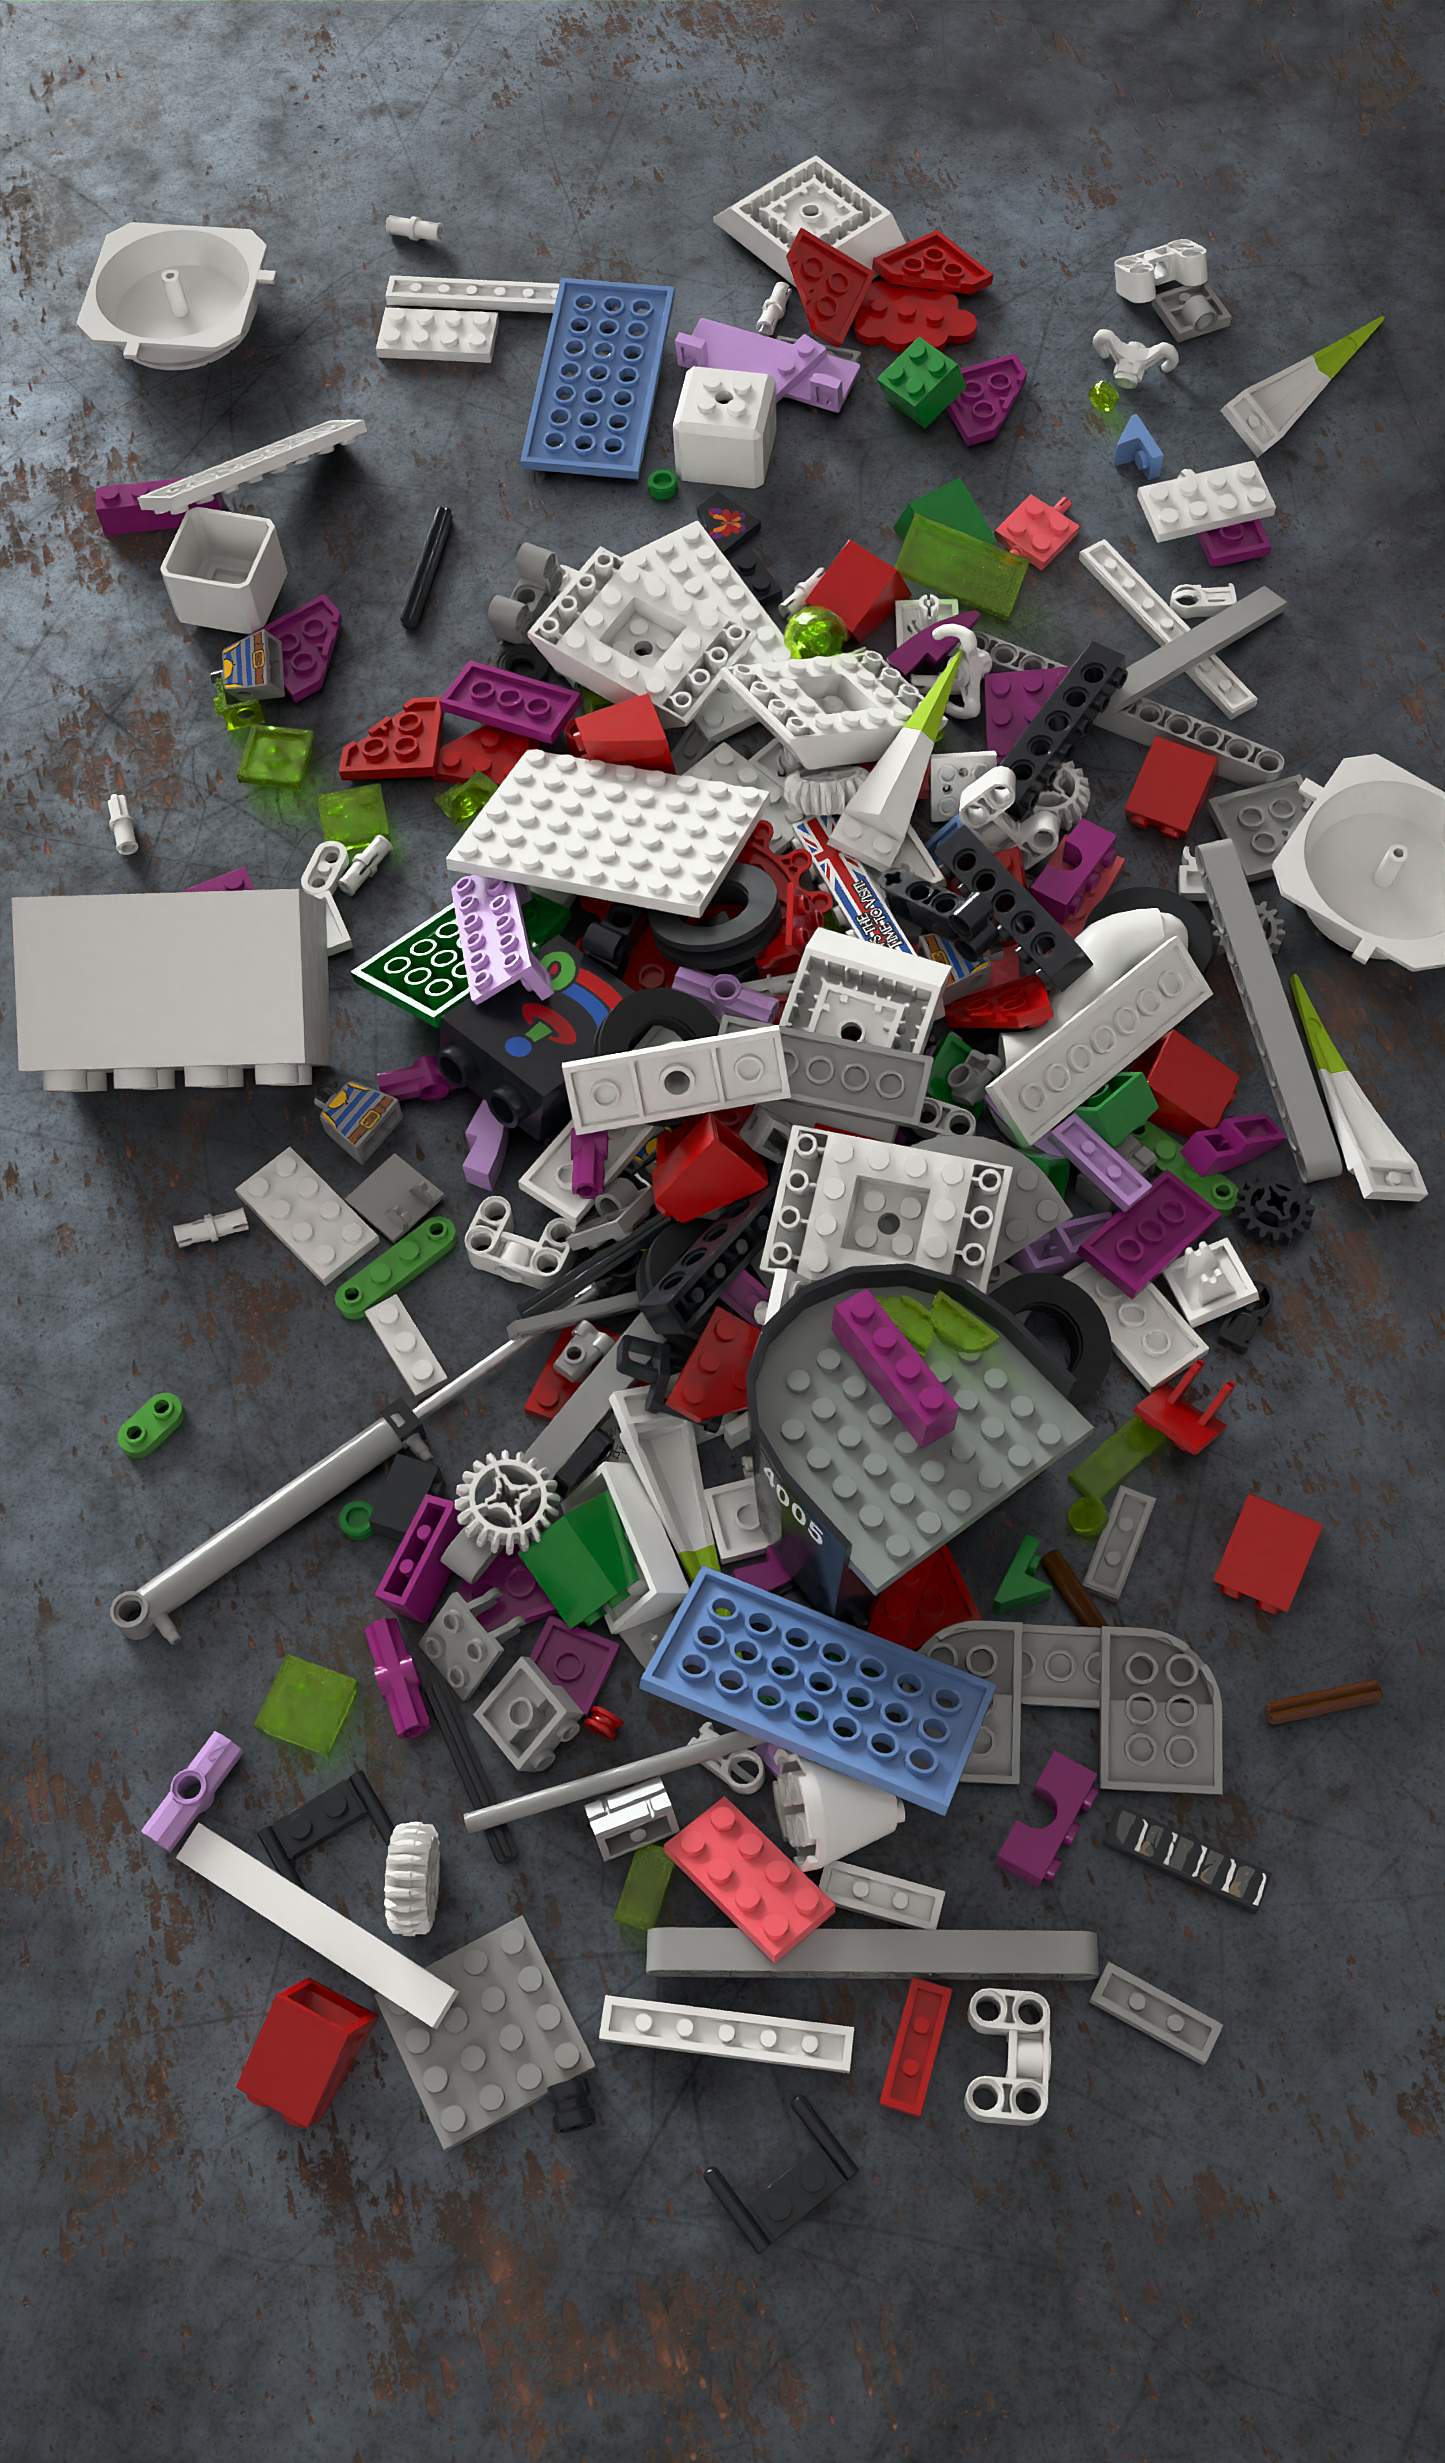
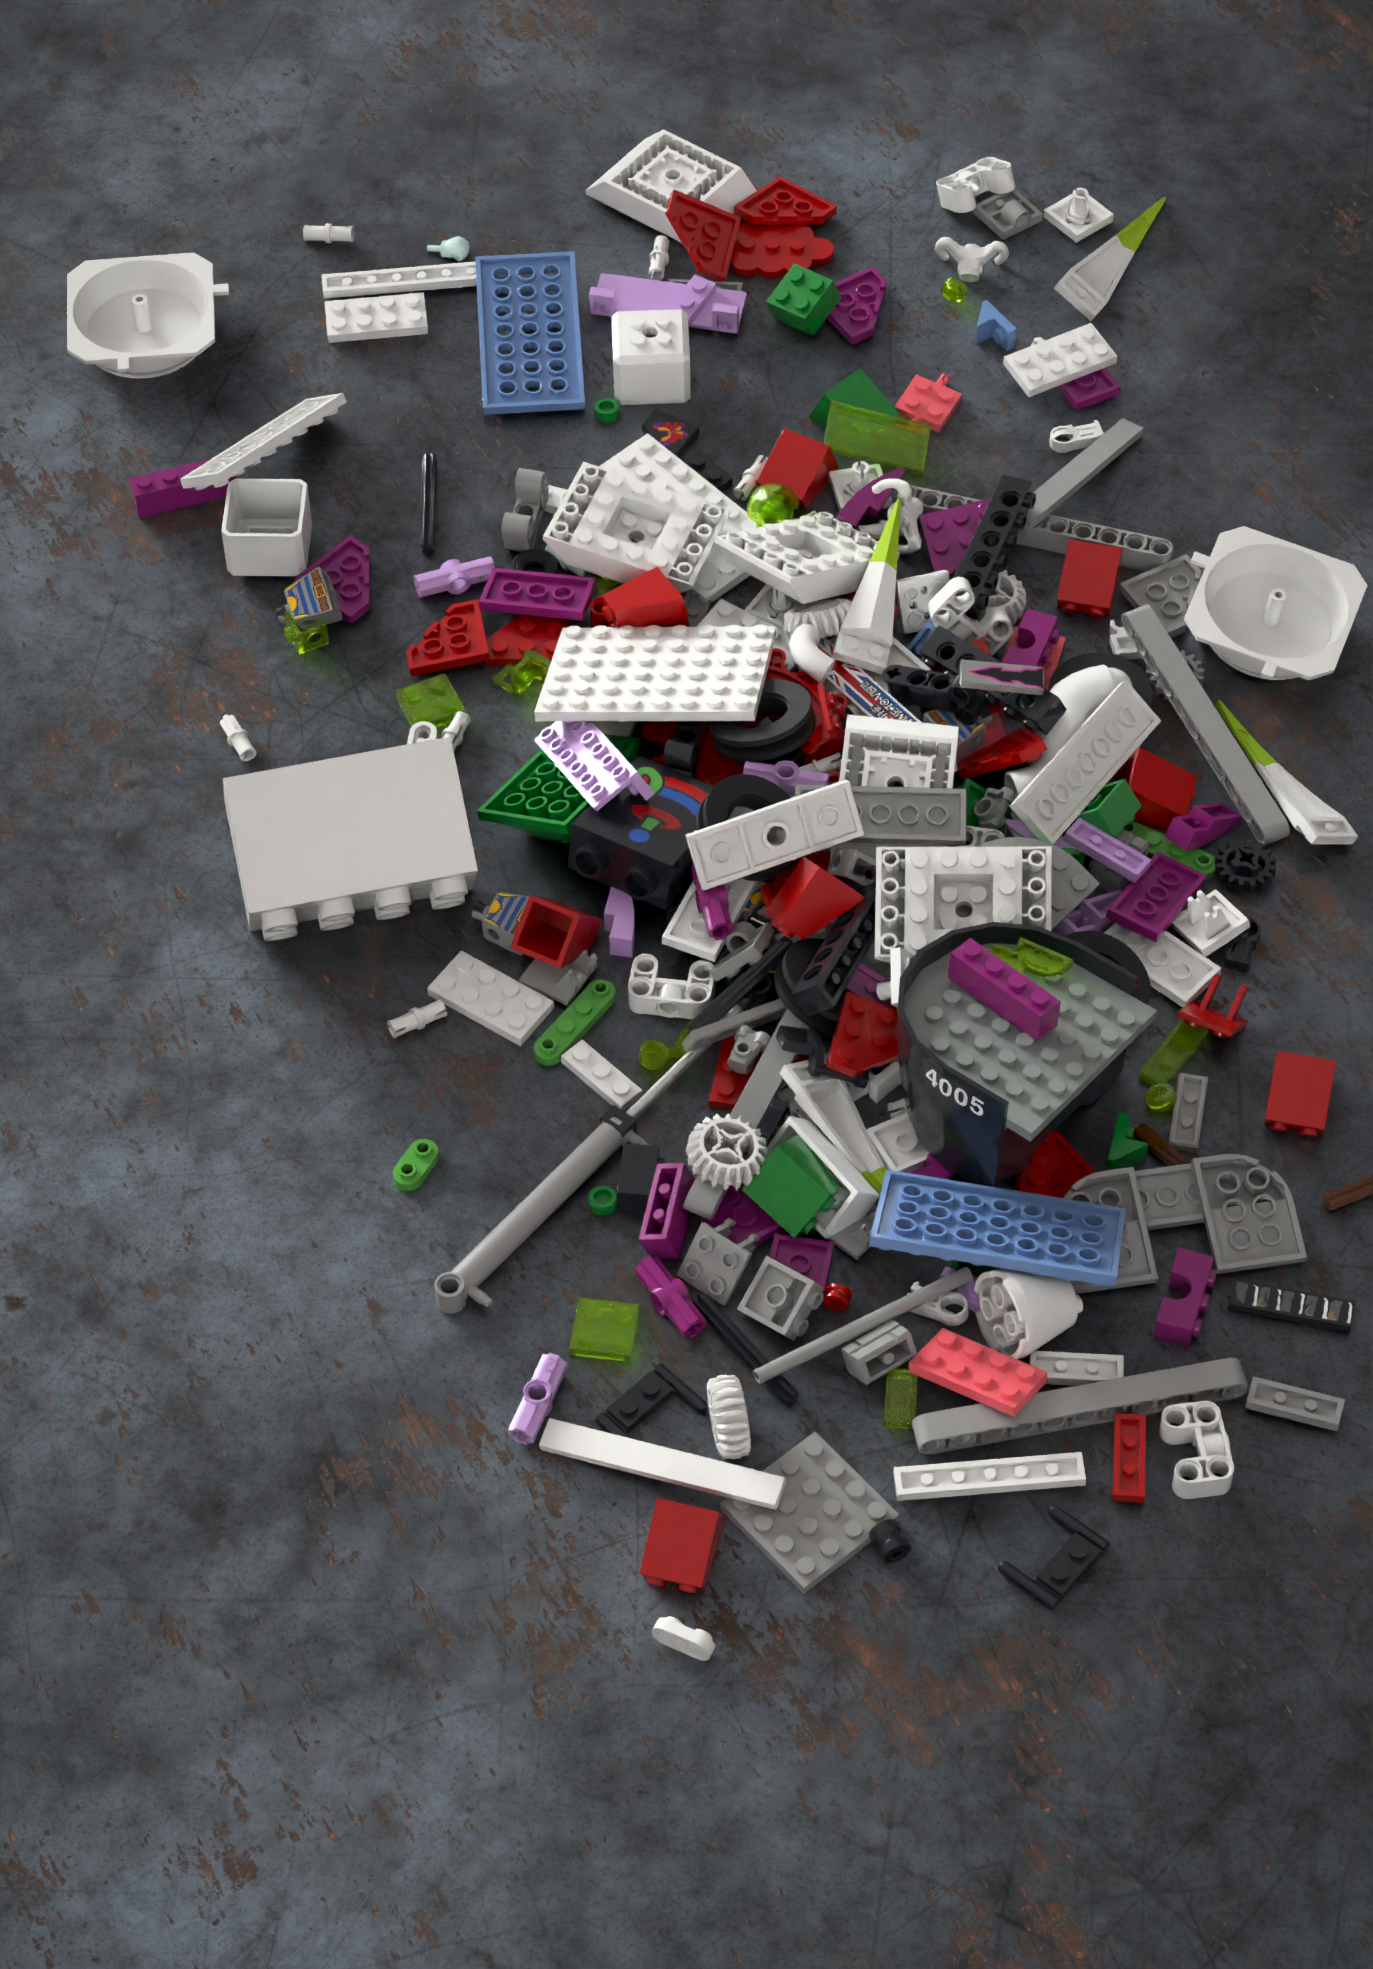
camera: 15 degrees left, 10 degrees down
(276, 756) = (350, 666): clear neon green plate -> none
(283, 2203) = (684, 1639): none -> white plate
(398, 1146) = (554, 931): none -> red slope
(420, 1080) = (556, 883): magenta piece -> none
(425, 663) = (453, 576): none -> lavender piece
(484, 1328) = (655, 1054): none -> clear neon green plate
(548, 265) = (452, 248): none -> light aqua piece
(795, 834) = (807, 654): none -> white cylinder
(1017, 912) = (1001, 677): none -> tile
(1164, 626) = (1049, 459): white tile -> none
(1271, 319) = (1078, 209): none -> white plate

